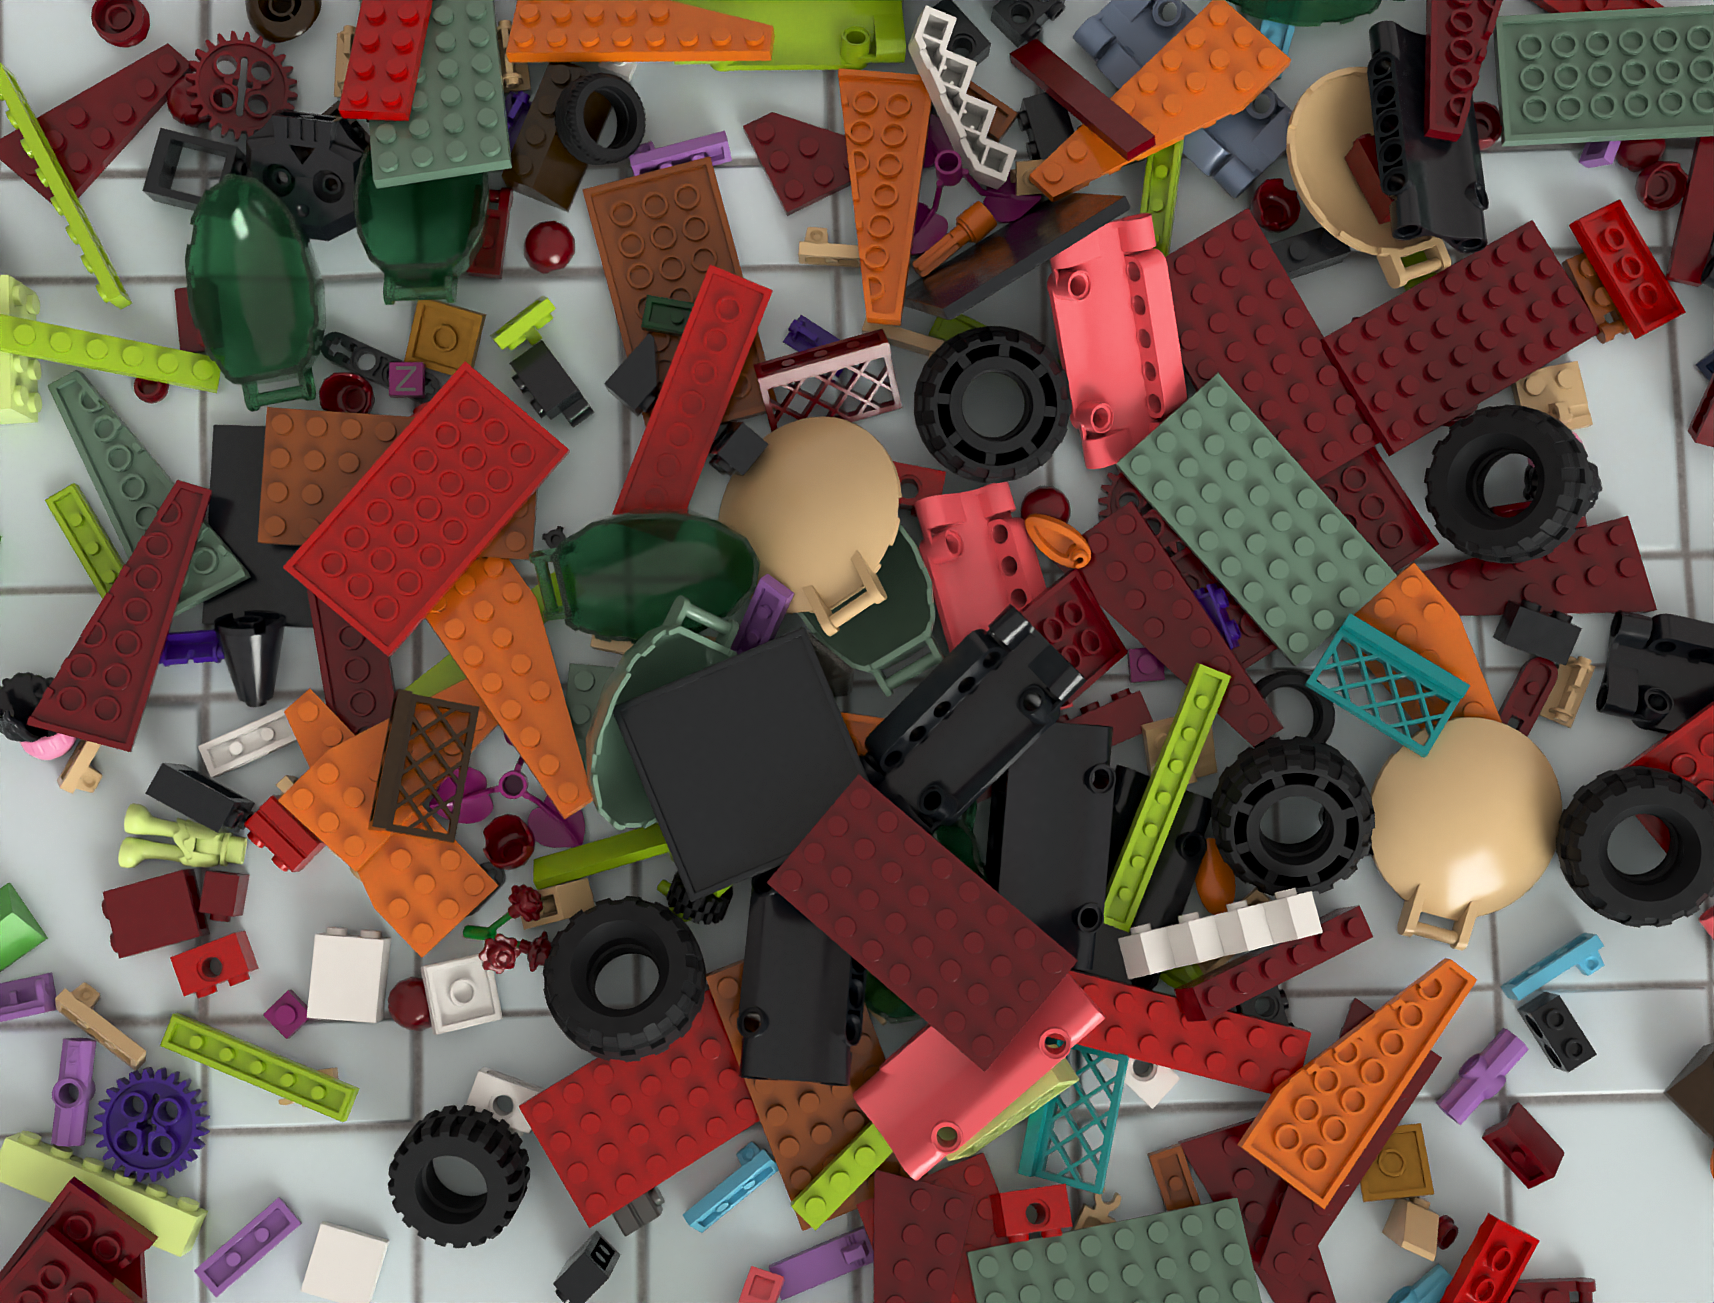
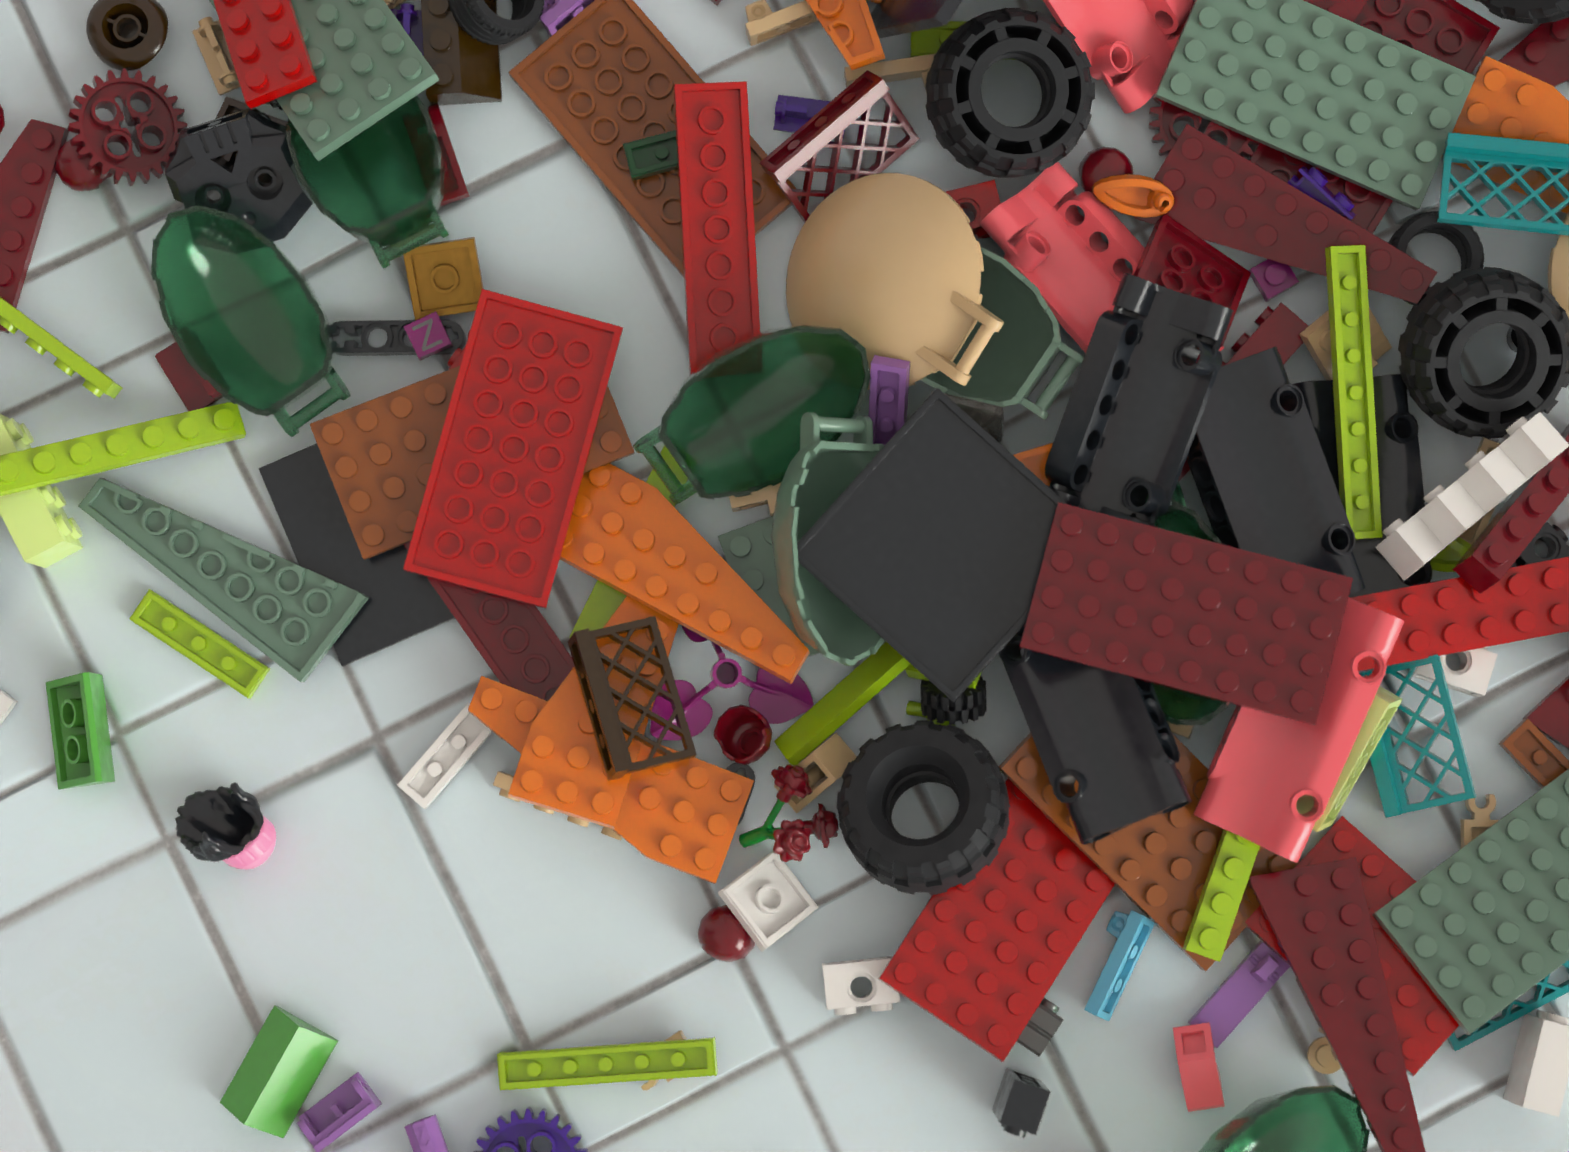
camera: 15 degrees left, 0 degrees up
(78, 772) = (289, 862): tan hinge -> none
(79, 1007) = (404, 1092): tan hinge -> none
(115, 661) = (281, 738): dark red wing -> none
(150, 391) = (180, 464): dark red plate -> none
(154, 913) = (433, 965): dark red brick -> none
(165, 162) = (86, 234): black window -> none
(191, 645) = (348, 688): dark purple hinge -> none
(194, 965) = (495, 995): red brick -> none
(195, 842) = (444, 880): yellowish green piece -> none
(200, 798) = (427, 831): black window -> none
(223, 895) = (491, 916): dark red brick -> none
(251, 652) = (407, 669): black cone -> none
(283, 835) = (523, 830): red brick -> none
(287, 1014) = (609, 1001): magenta plate -> none
(346, 393) = (376, 376): dark red hair -> none
(349, 975) = (651, 935): white brick -> none
(434, 1207) = (854, 1116): black tyre -> none
(522, 325) = (515, 229): lime hinge -> none
(549, 246) = (501, 143): dark red hair -> none
(549, 385) = (569, 276): black hinge -> none
(554, 537) = (645, 422): black piece -> none
(637, 378) = (653, 230): black slope -> none
(736, 449) = (782, 252): black brick -> none
(1051, 1208) = (1428, 830): red brick -> none
(1215, 880) = (1439, 450): orange arm -> none

